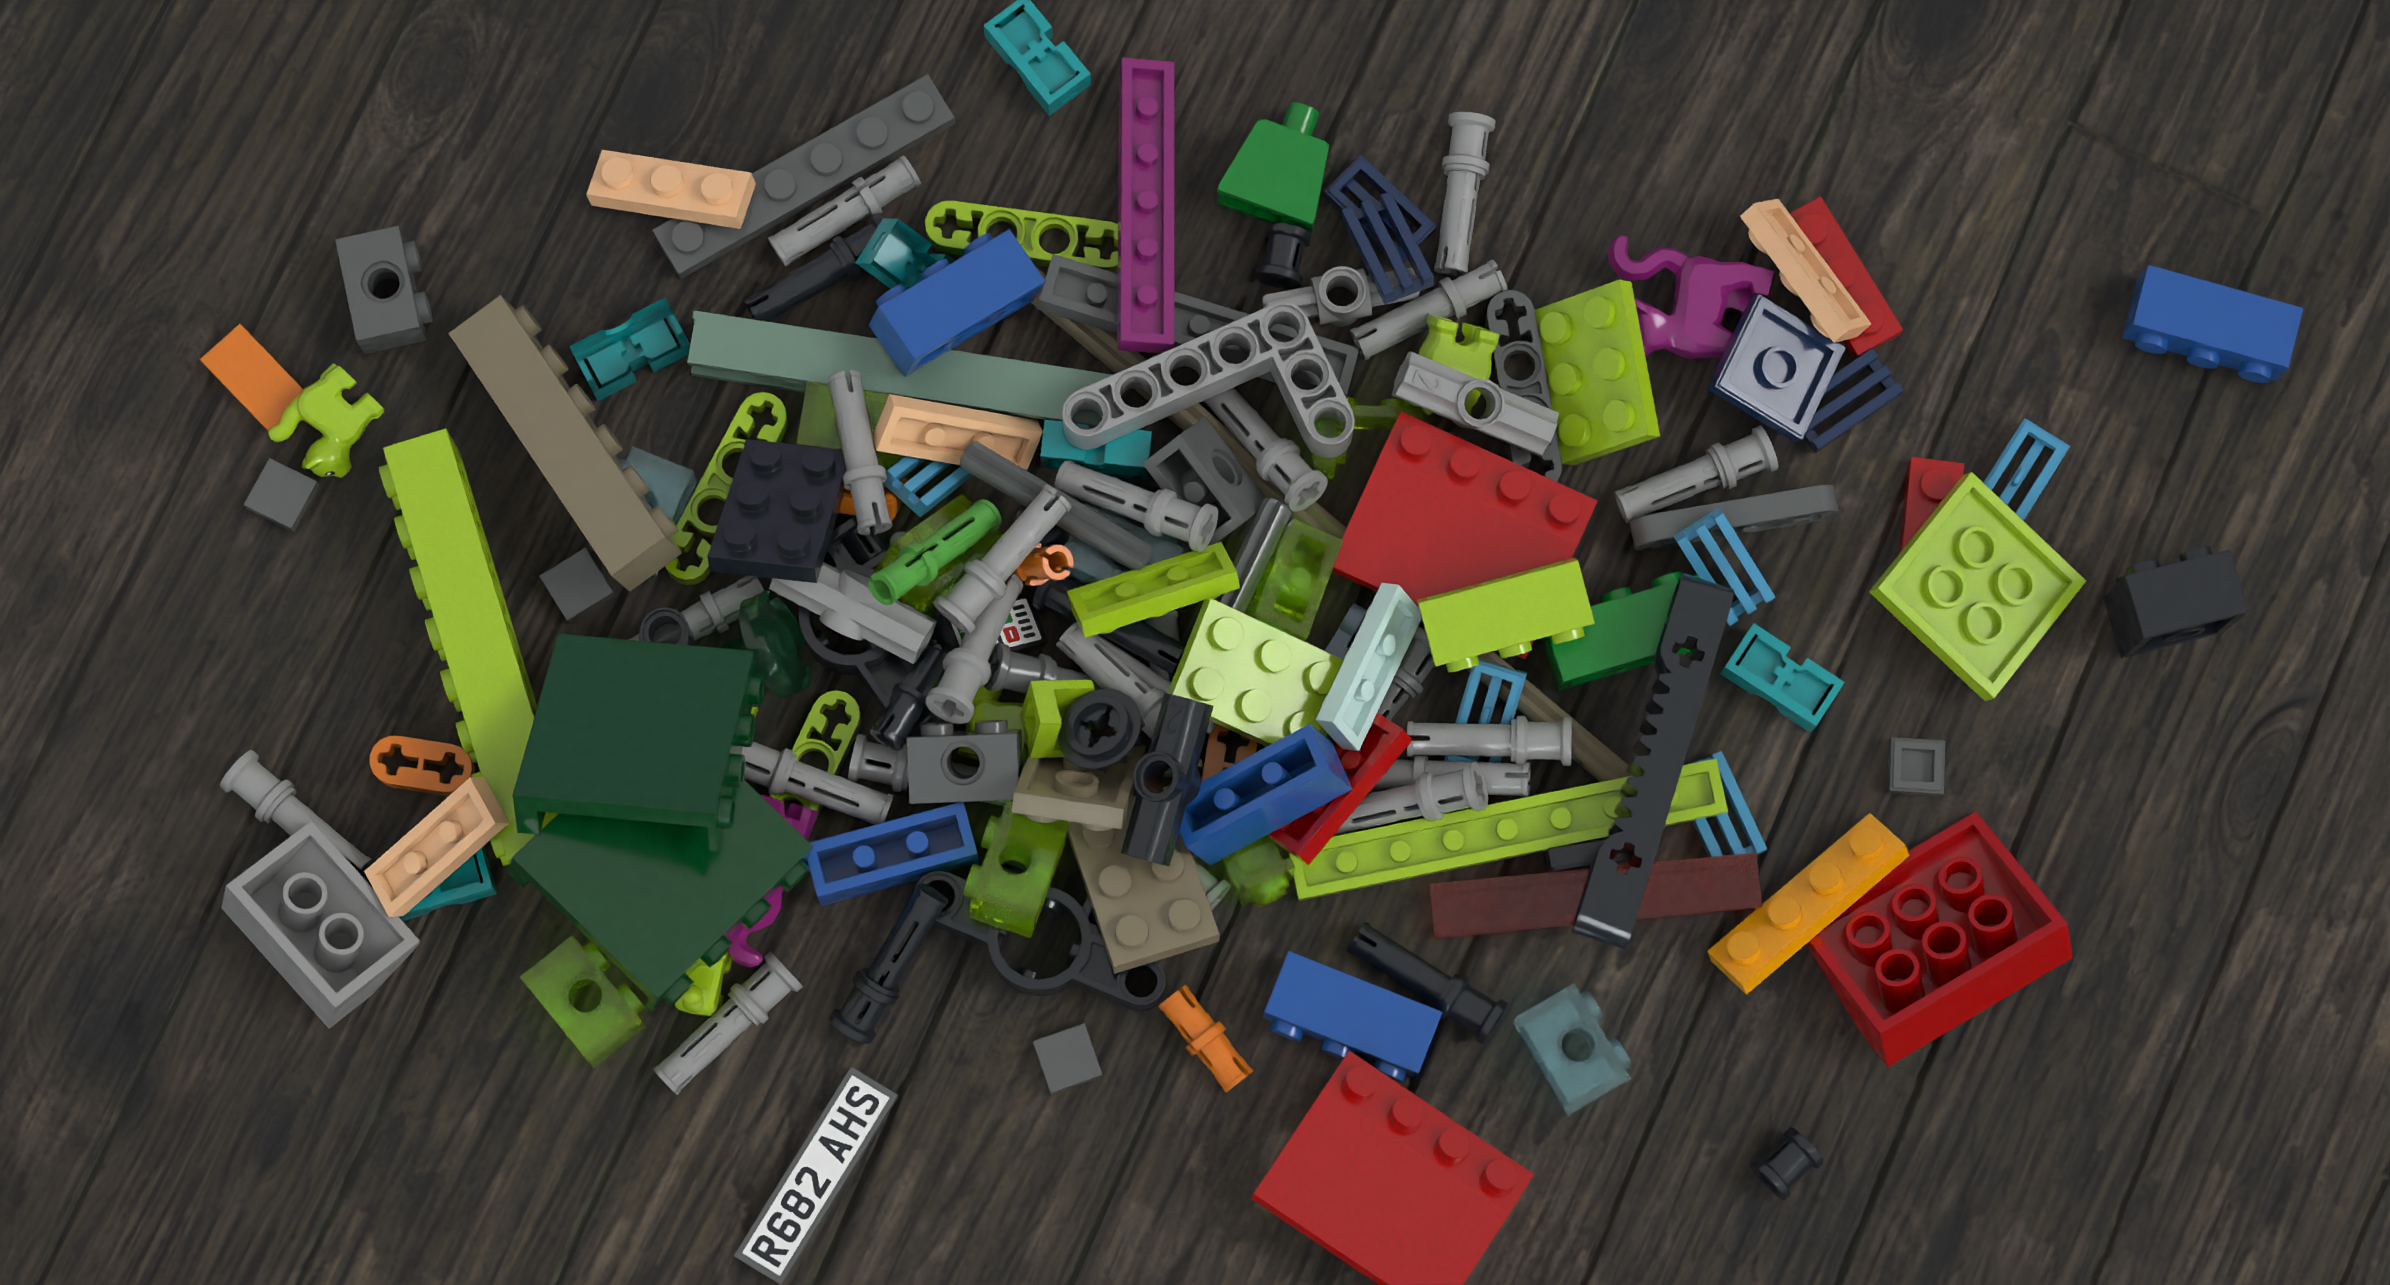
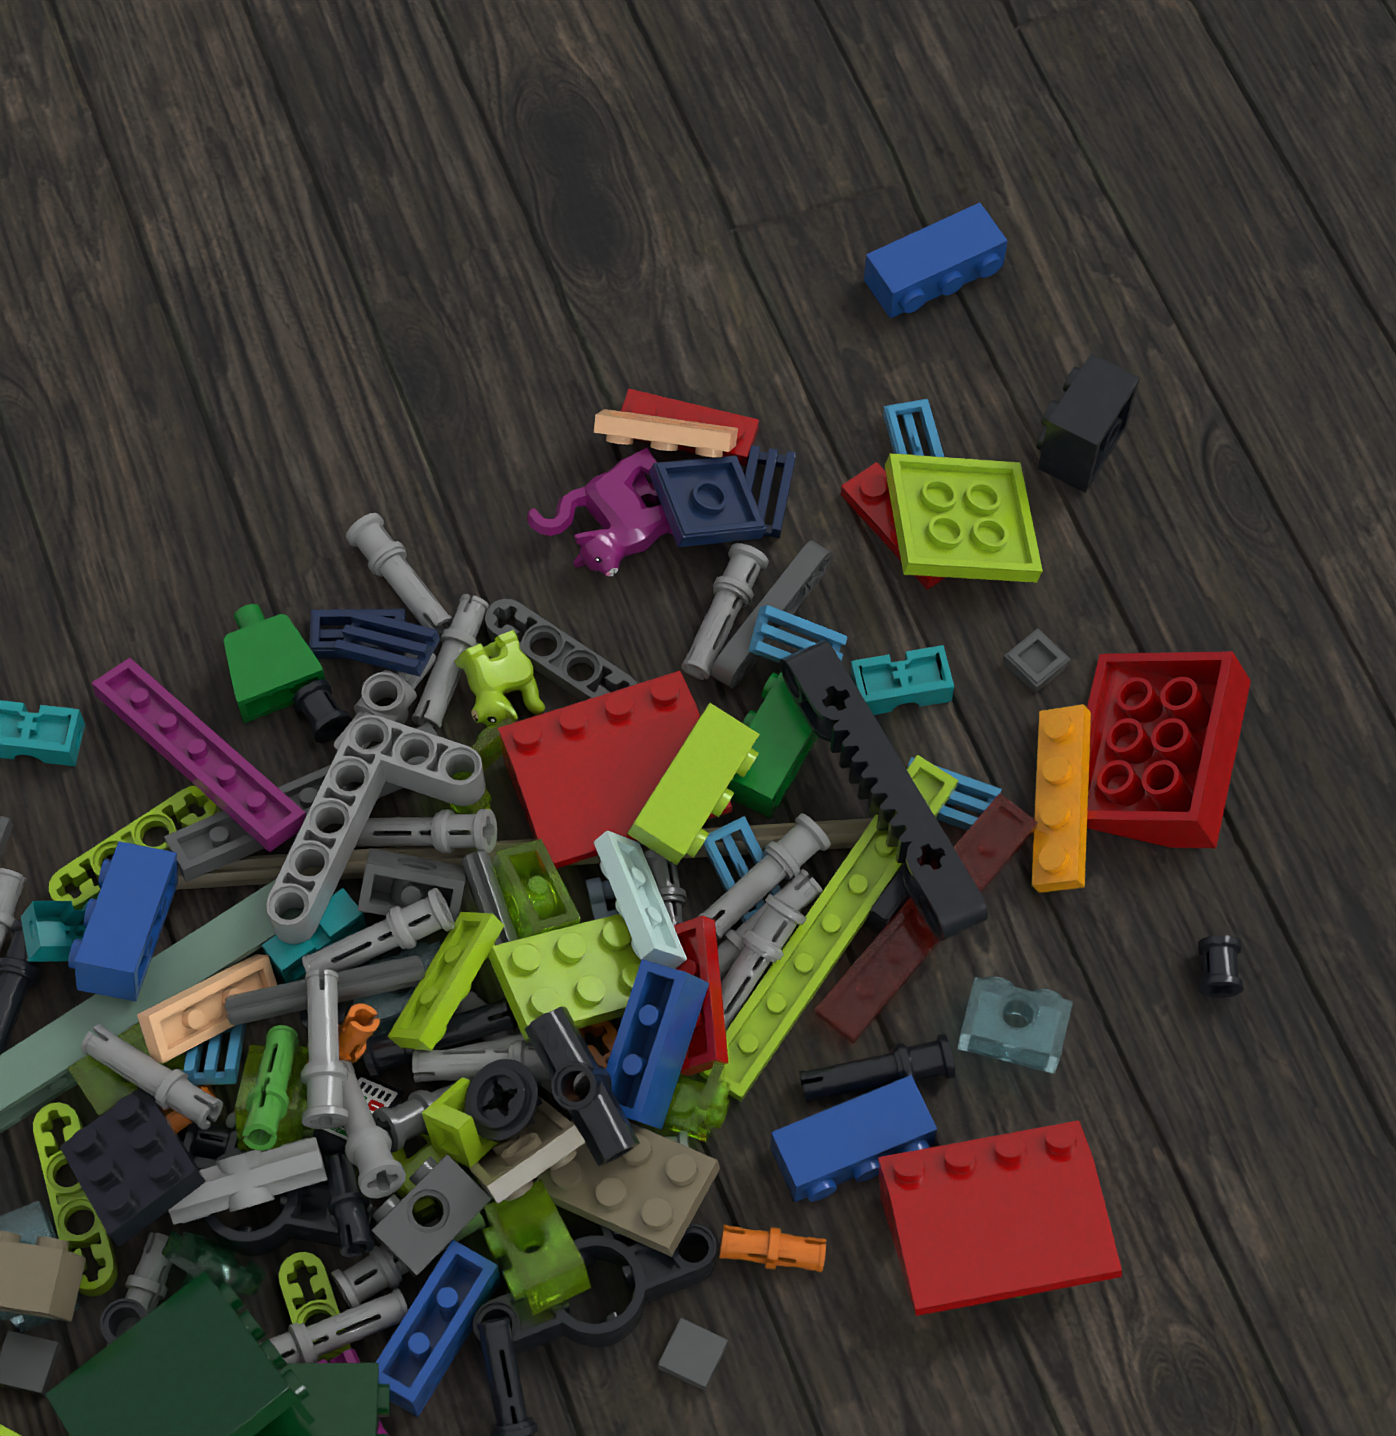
camera: 40 degrees left, 15 degrees down
(1444, 393) = (516, 690): light grey piece -> none
(1597, 372) = (599, 600): lime plate -> none

